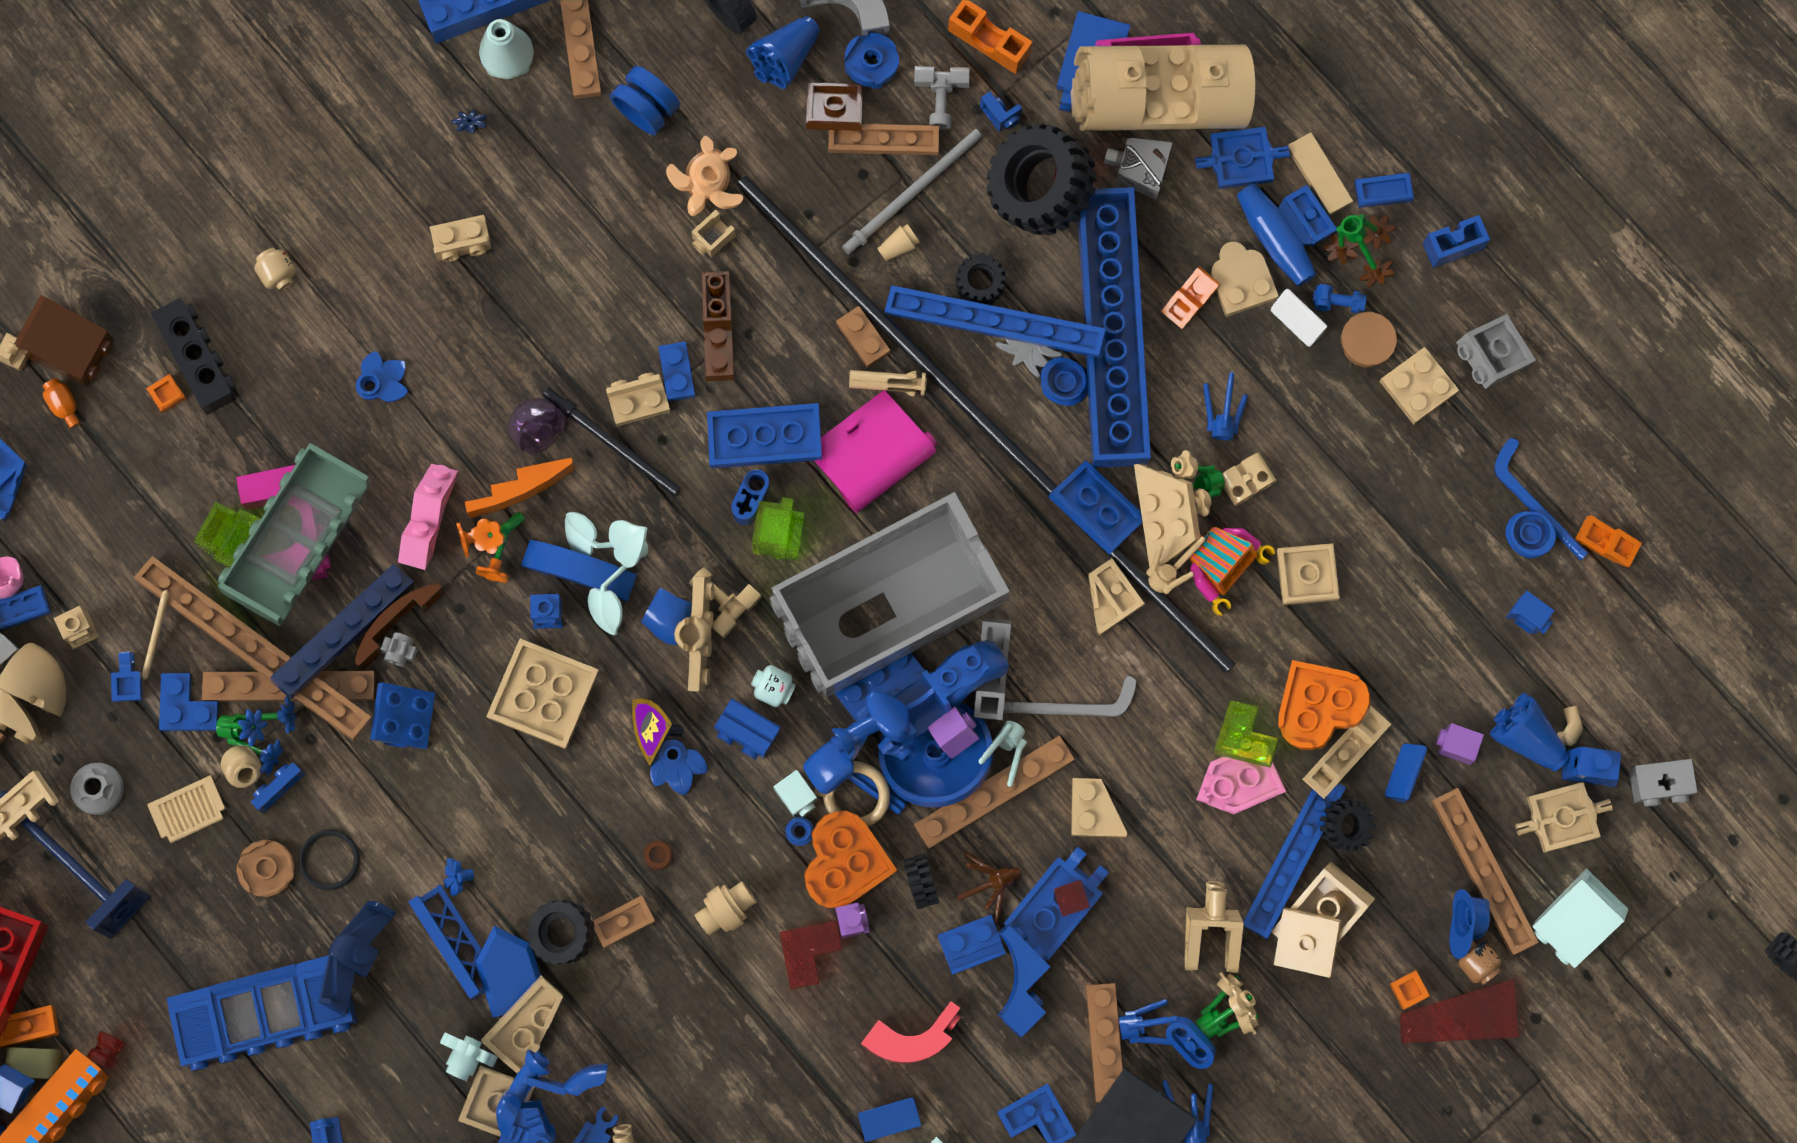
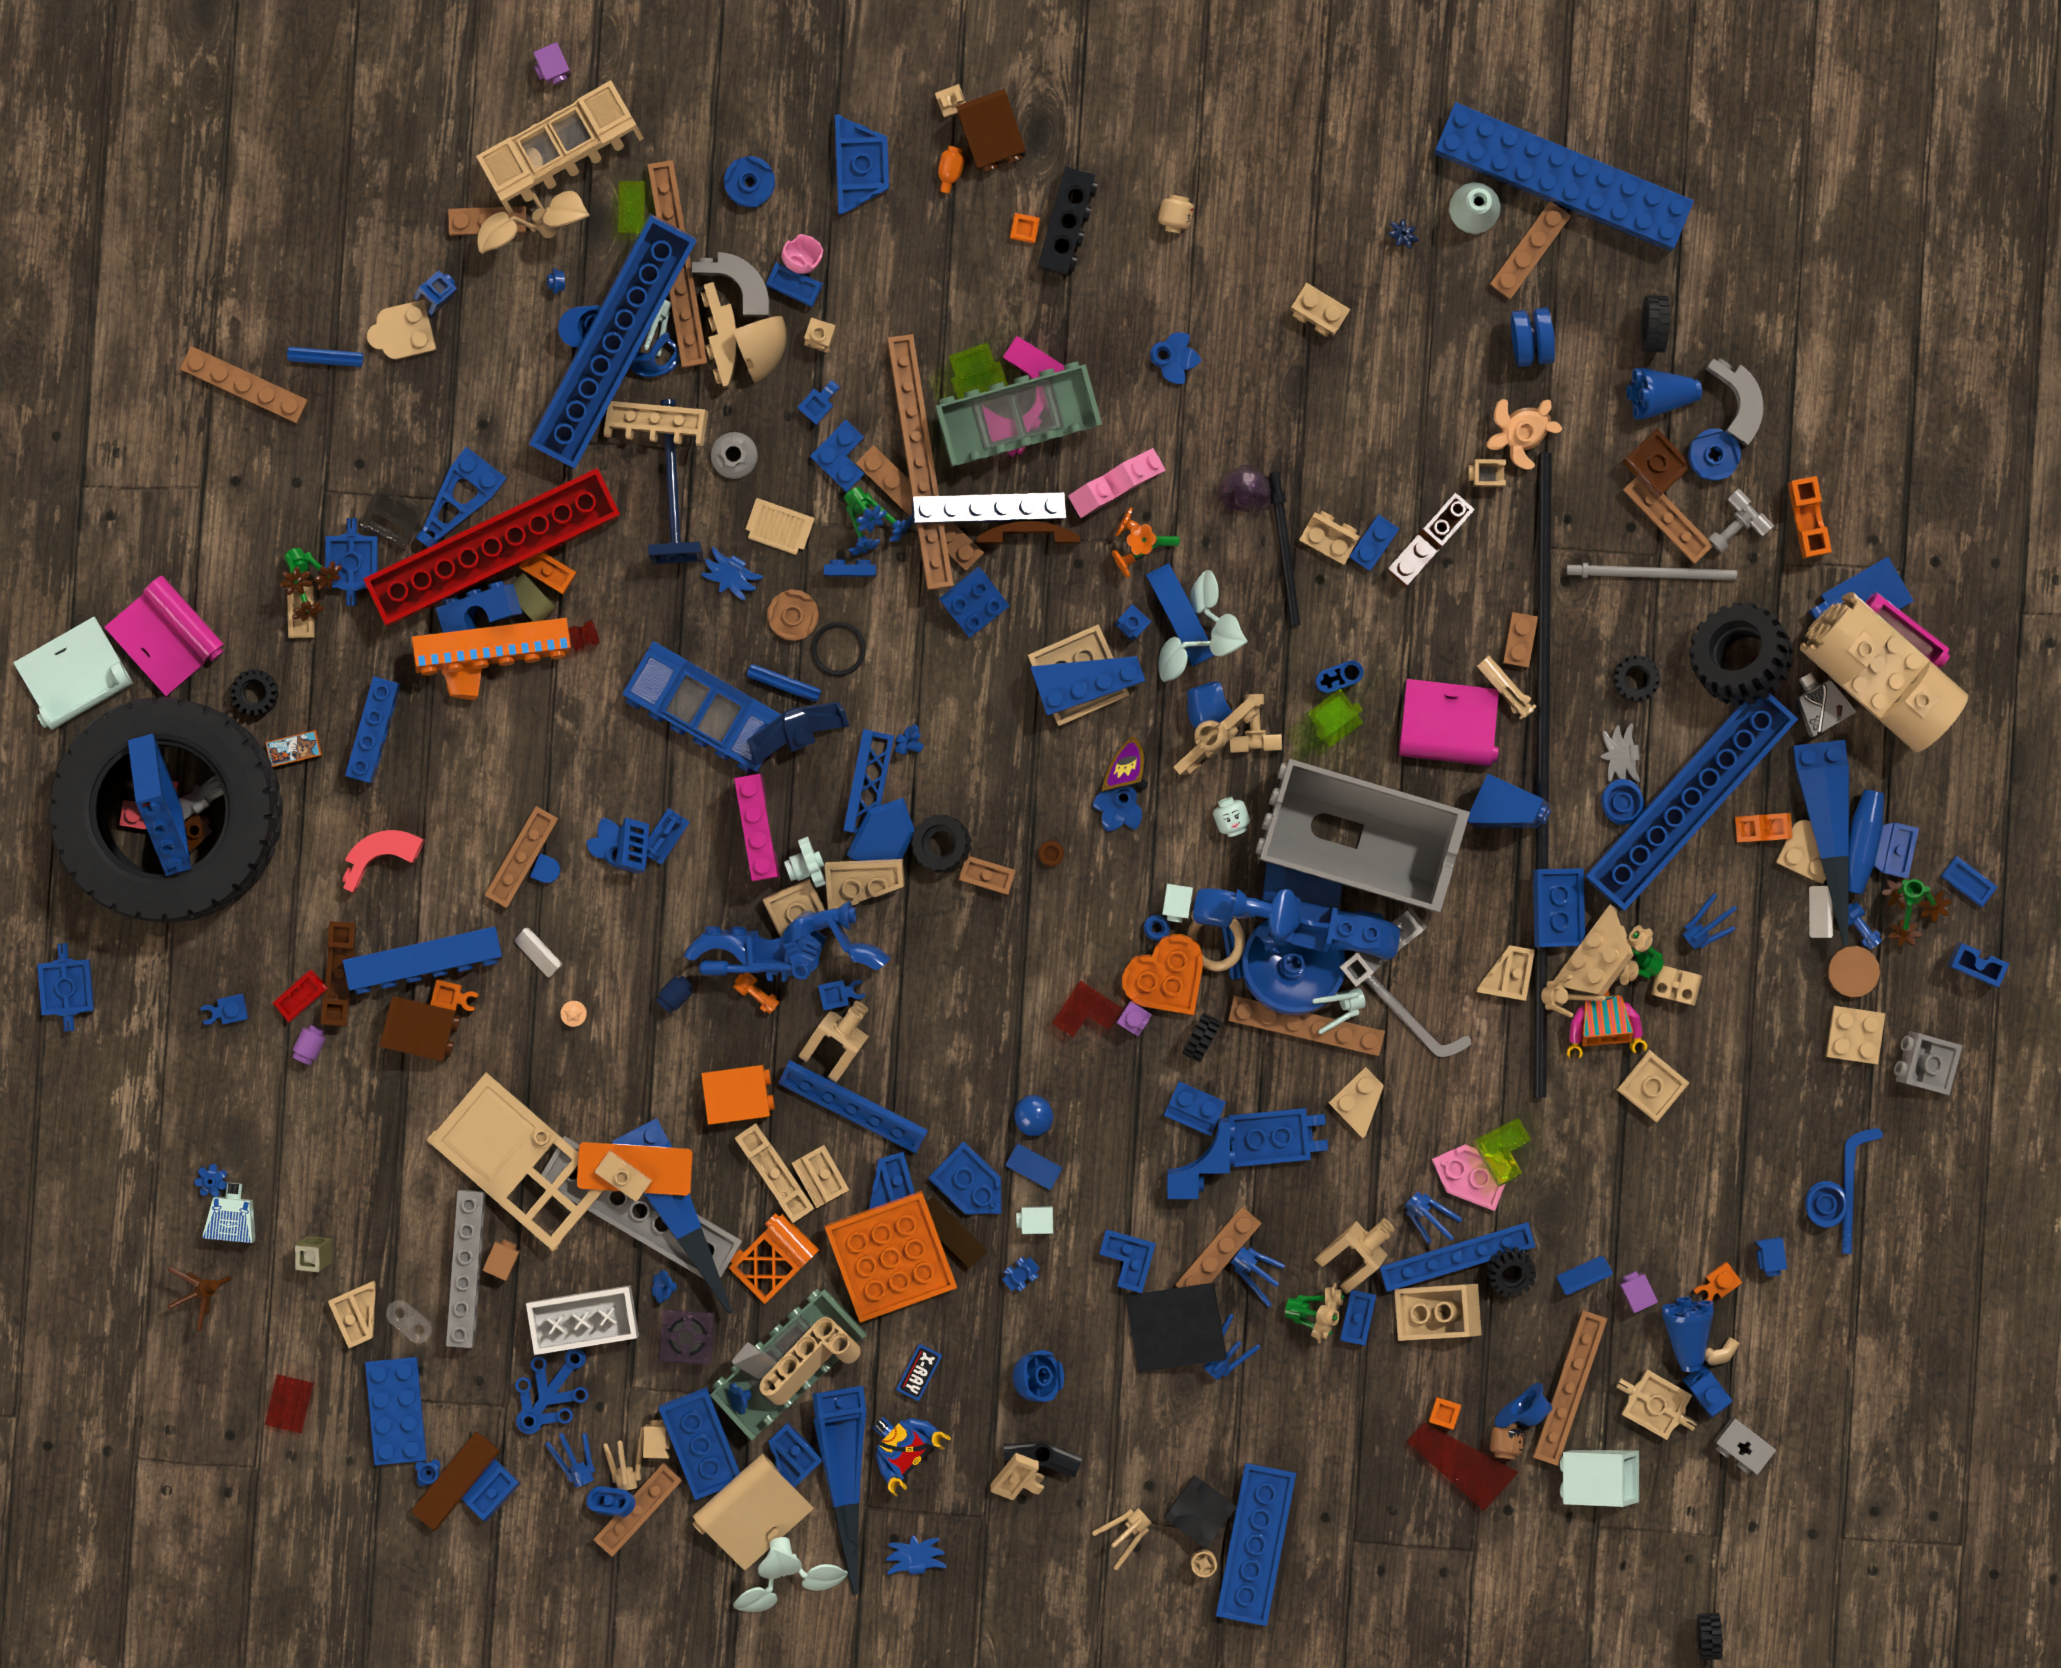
camera: 50 degrees right, 10 degrees up
(155, 634) = (865, 390): tan axle -> none
(183, 885) = (730, 573): none -> blue piece
(241, 766) = (839, 534): tan head -> none
(309, 929) = (783, 683): none -> blue axle
(395, 1066) = (756, 828): none -> dark pink arch
(399, 649) = (1013, 554): light grey gear -> none
(530, 482) = (1205, 525): orange slope -> none
(548, 695) = (1077, 683): none -> blue wedge
(725, 908) = (1060, 931): tan piece -> none
(747, 729) = (1187, 829): blue brick -> none
(764, 435) = (1388, 644): blue plate -> none
(848, 1078) = (1033, 1115): none -> blue hair
(898, 243) = (1606, 599): tan cone -> none
(911, 1049) = (1086, 1132): coral arch -> none
(954, 732) = (1316, 965): medium lavender brick -> none
(980, 466) = (1507, 806): none -> blue slope
(996, 112) = (1762, 571): blue bracket -> none
(996, 321) = (1615, 719): blue plate -> none
(999, 881) = (1253, 1085): reddish brown plant -> none
(1071, 898) = (1286, 1143): clear red brick -> none
(1189, 1041) = (1271, 1306): blue plate -> none
(1208, 224) = (1824, 784): none -> blue plate
(1223, 846) = (1419, 1206): none -> blue plant
(1242, 157) = (1895, 767): blue plate -> none
(1265, 982) = (1358, 1317): none -> blue plate
(1307, 942) = (1409, 1319): tan plate -> none
(1318, 703) = (1573, 1177): orange plate -> none
(1319, 174) = (1936, 828): tan tile -> none
(1346, 753) = (1558, 1225): tan slope -> none
(1512, 672) = (1721, 1281): none -> orange plate
(1607, 542) = (1872, 1259): orange slope -> none

